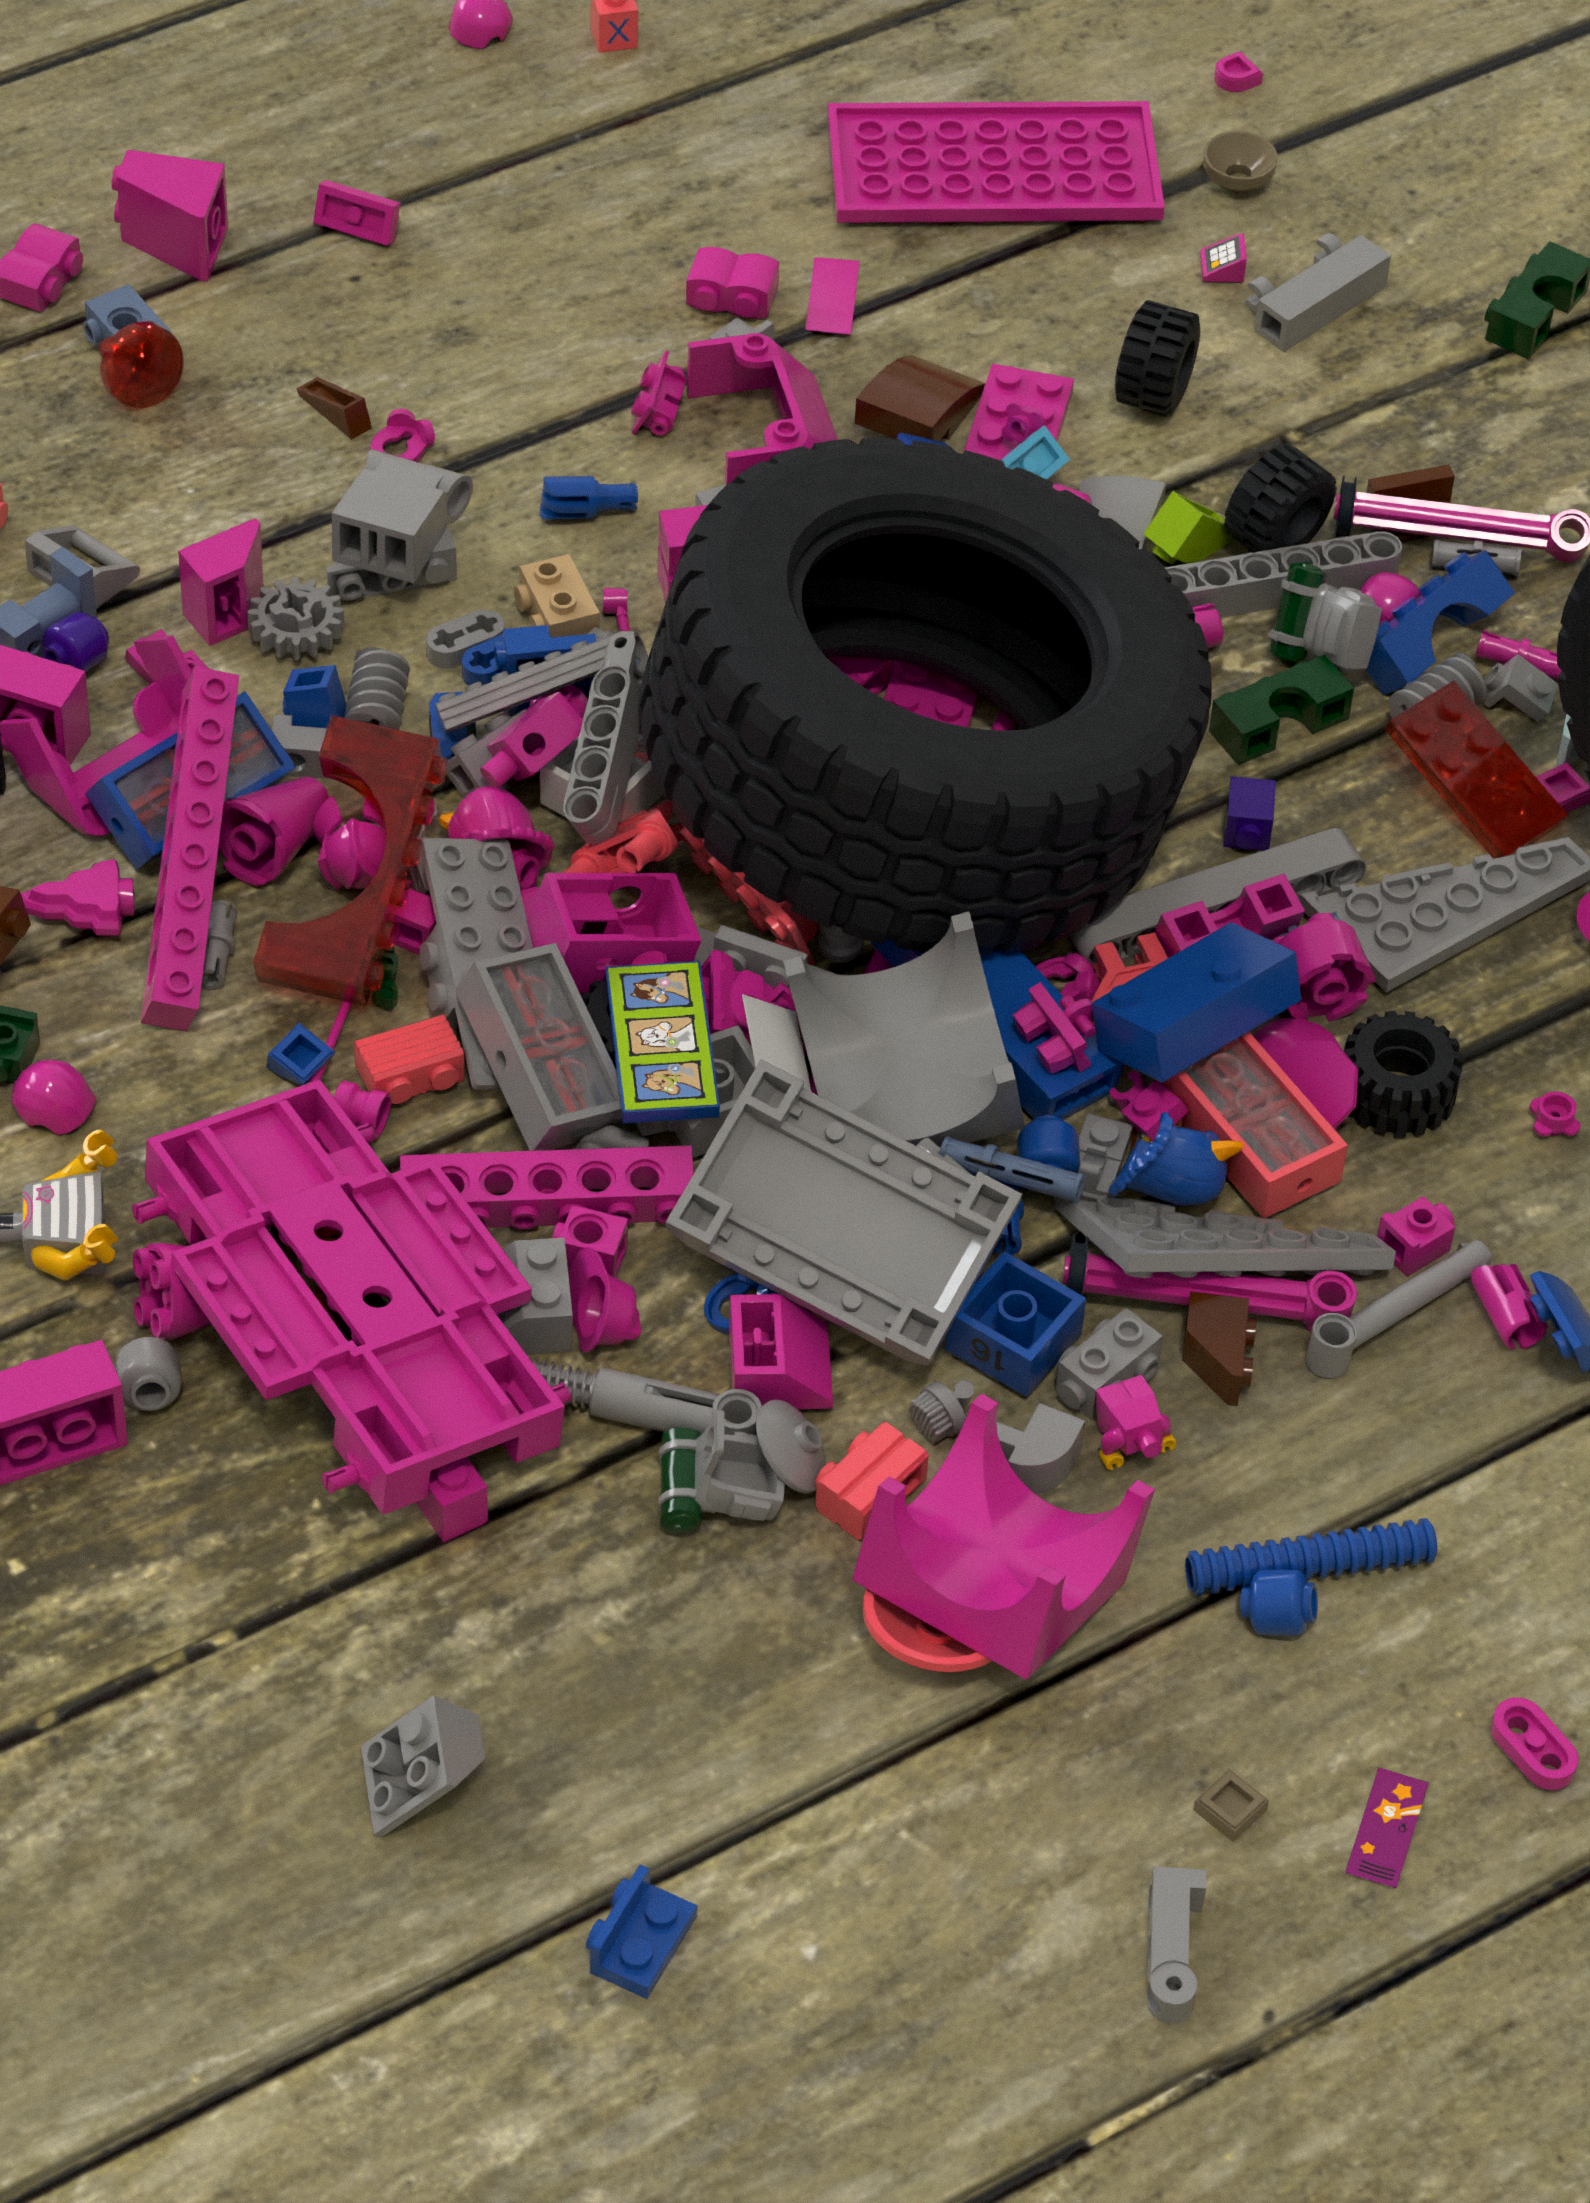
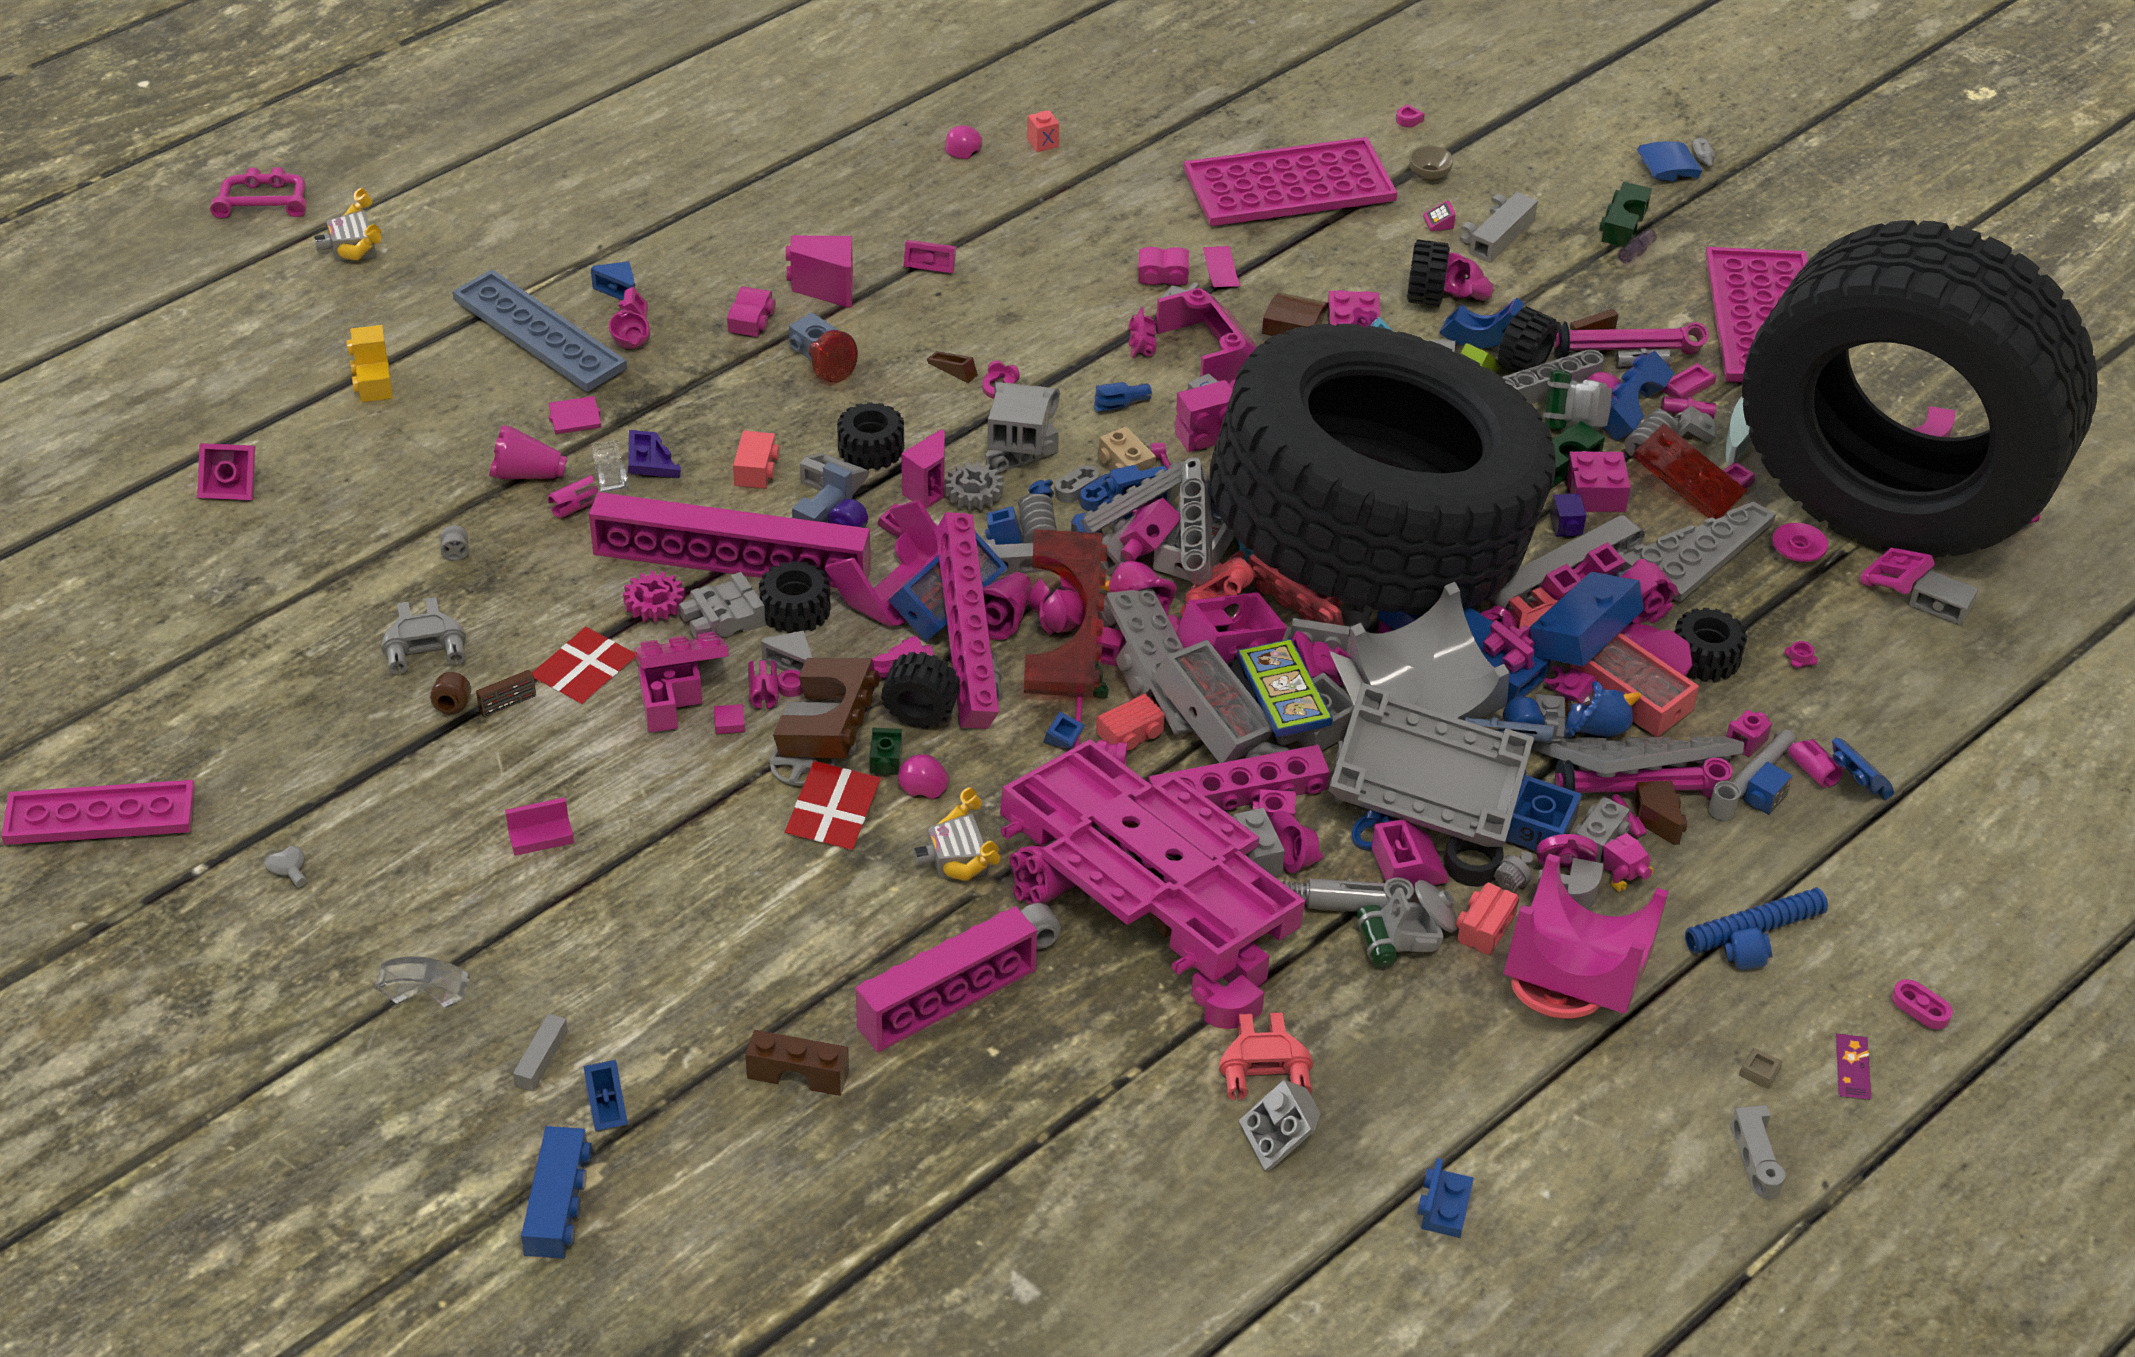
camera: 10 degrees left, 5 degrees down
(85, 953) = (920, 690): none -> black tyre
(155, 508) = (870, 435): none -> black tyre
(402, 641) = (1042, 487): none -> blue plate
(408, 1555) = (1227, 1002): none -> dark pink brick
(431, 1646) = (1264, 1055): none -> coral connector
(872, 1402) = (1471, 874): none -> black tyre
(1024, 1386) = (1567, 847): none -> dark pink tile
(1172, 1358) = (1637, 827): none -> dark pink piece
(1210, 467) = (1478, 329): none -> blue arch
(1225, 377) = (1461, 287): none -> dark pink piece
(1320, 762) = (1600, 480): none -> dark pink piece
(1411, 1335) = (1768, 788): none -> blue brick
(1533, 612) = (1689, 382): none -> dark pink tile
(1538, 357) = (1637, 245): none -> pin

